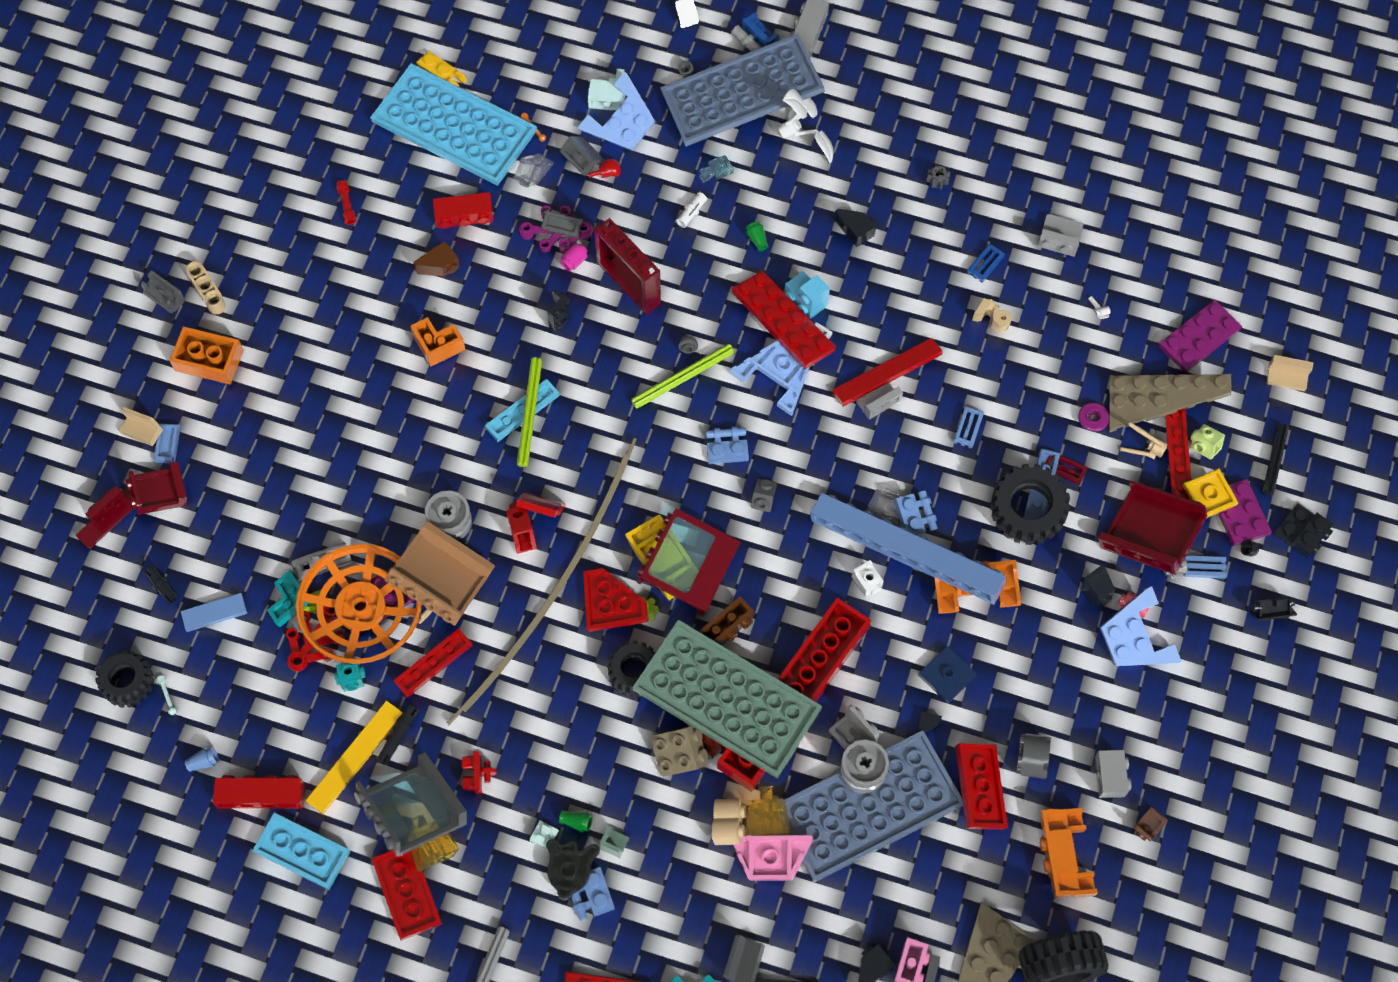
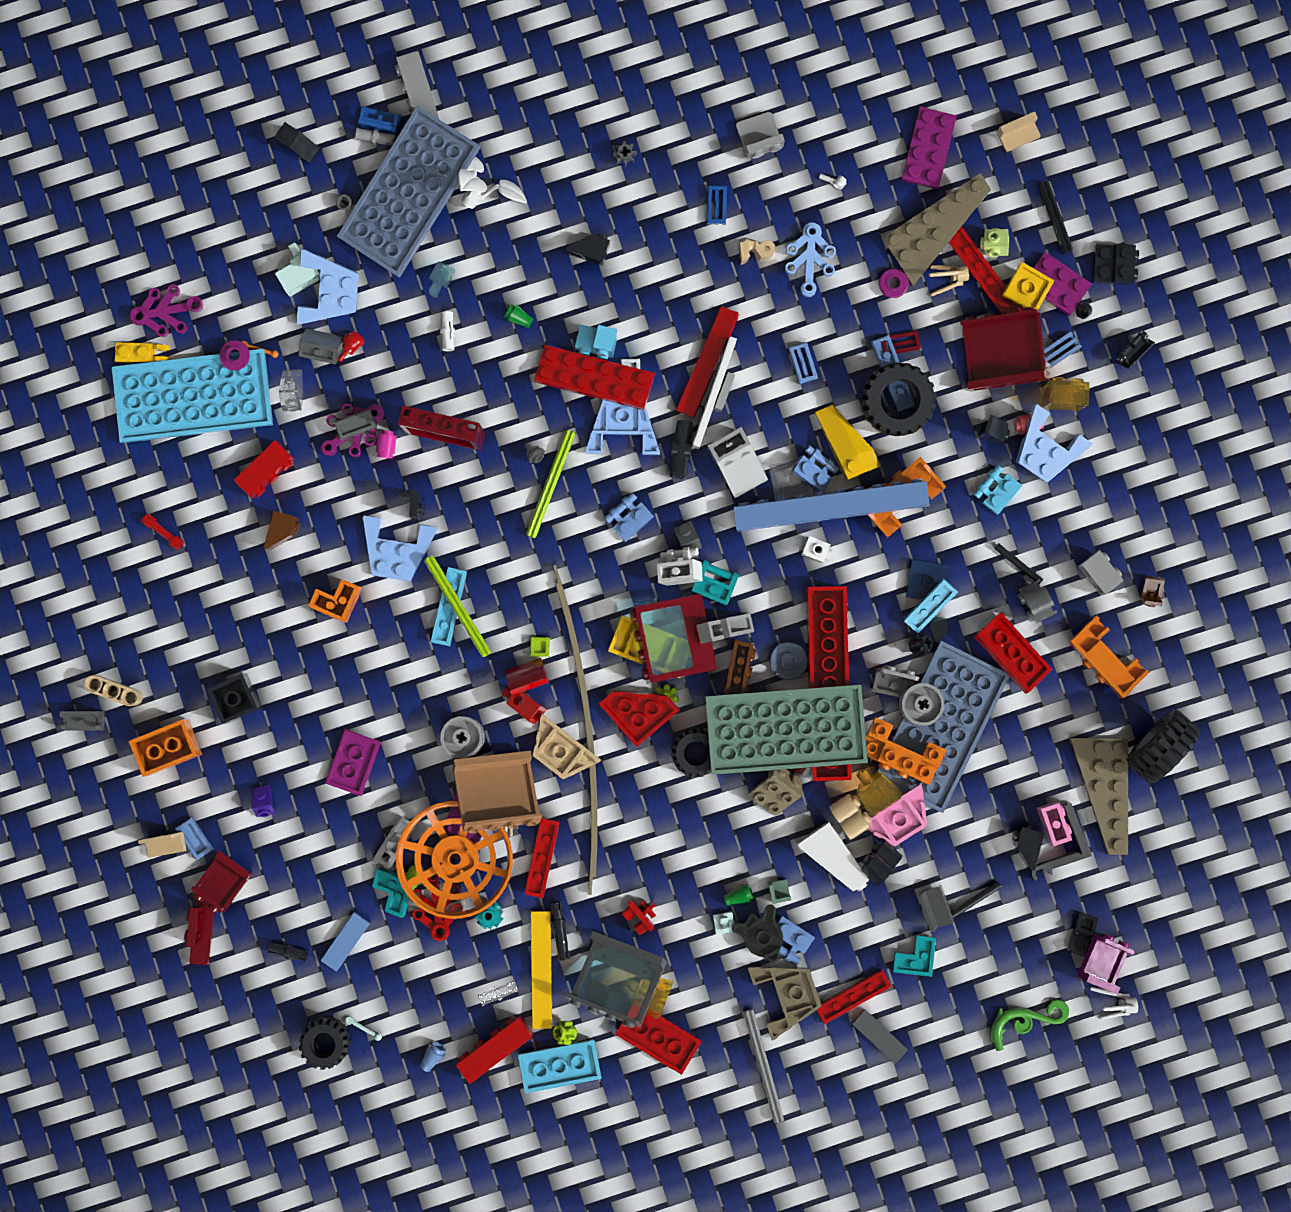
camera: 35 degrees left, 20 degrees up
(245, 451) = (262, 801): none -> dark purple bracket
(292, 357) = (234, 698): none -> black brick
(302, 748) = (497, 993): none -> clear pin
(330, 823) = (565, 1032): none -> lime gear
(343, 476) = (353, 762): none -> magenta tile
(485, 53) = (163, 310): none -> magenta plant
(509, 345) = (395, 558): none -> light blue wing
(510, 122) = (237, 364): none -> magenta piece
(520, 587) = (561, 751): none -> tan wing
(558, 944) = (795, 992): none -> dark tan wing
(571, 494) = (540, 647): none -> lime tile
(686, 844) = (832, 854): none -> white slope
(725, 881) = (881, 862): none -> black brick
(737, 509) = (679, 571): none -> white brick
(739, 584) = (725, 628): none -> light grey slope
(754, 549) = (714, 589): none -> teal plate
(773, 654) = (788, 661): none -> sand blue tile
(809, 799) = (899, 758): none -> orange bracket
(812, 422) = (681, 449): none -> black piece
(852, 462) = (737, 462): none -> slope
(859, 405) = (714, 392): none -> white tile
(901, 720) = (920, 644): none -> black gear
(935, 693) = (930, 605): none -> medium azure plate
(958, 520) = (847, 445): none -> yellow wedge
(1035, 350) = (810, 256): none -> light blue plant
(1040, 714) = (1018, 563): none -> black bar
(1069, 648) = (1002, 492): none -> medium azure plate
(1183, 600) = (1065, 394): none -> clear yellow brick

